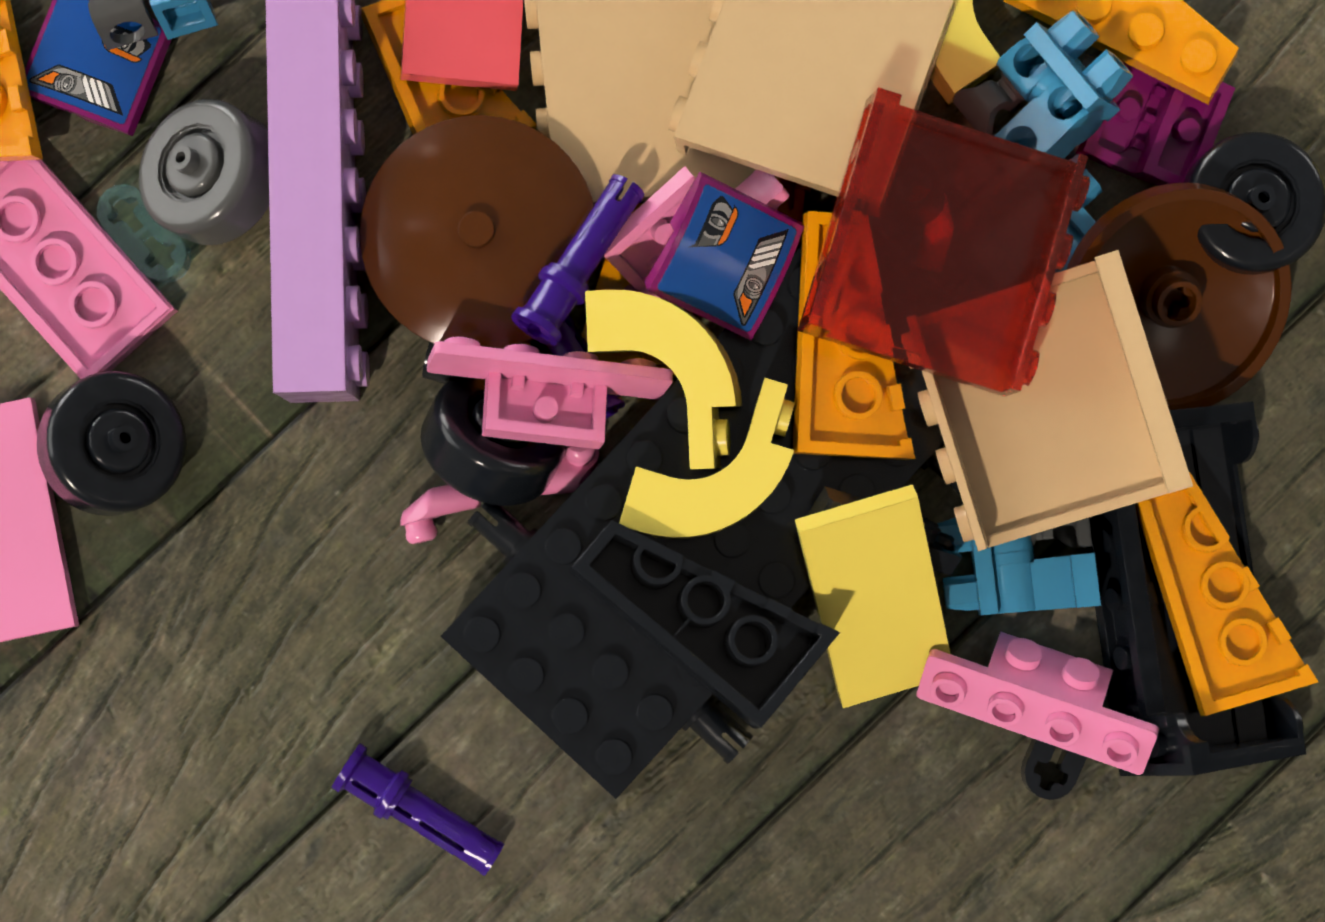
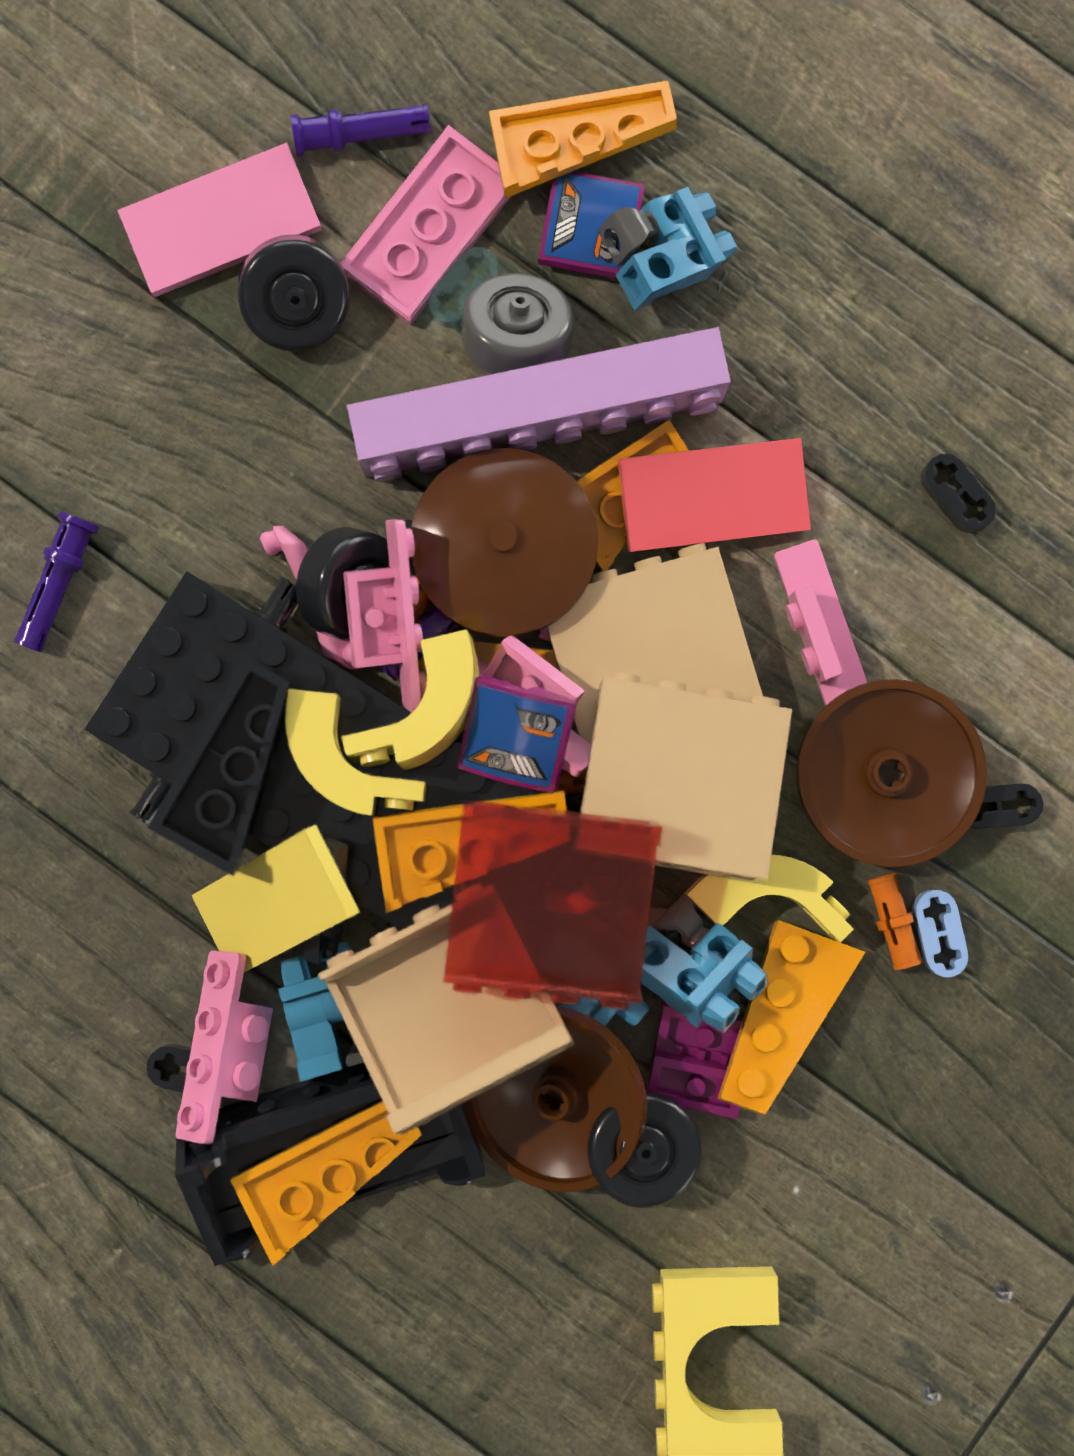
camera: 75 degrees right, 0 degrees up
(564, 282) = (473, 614): dark purple pin -> none

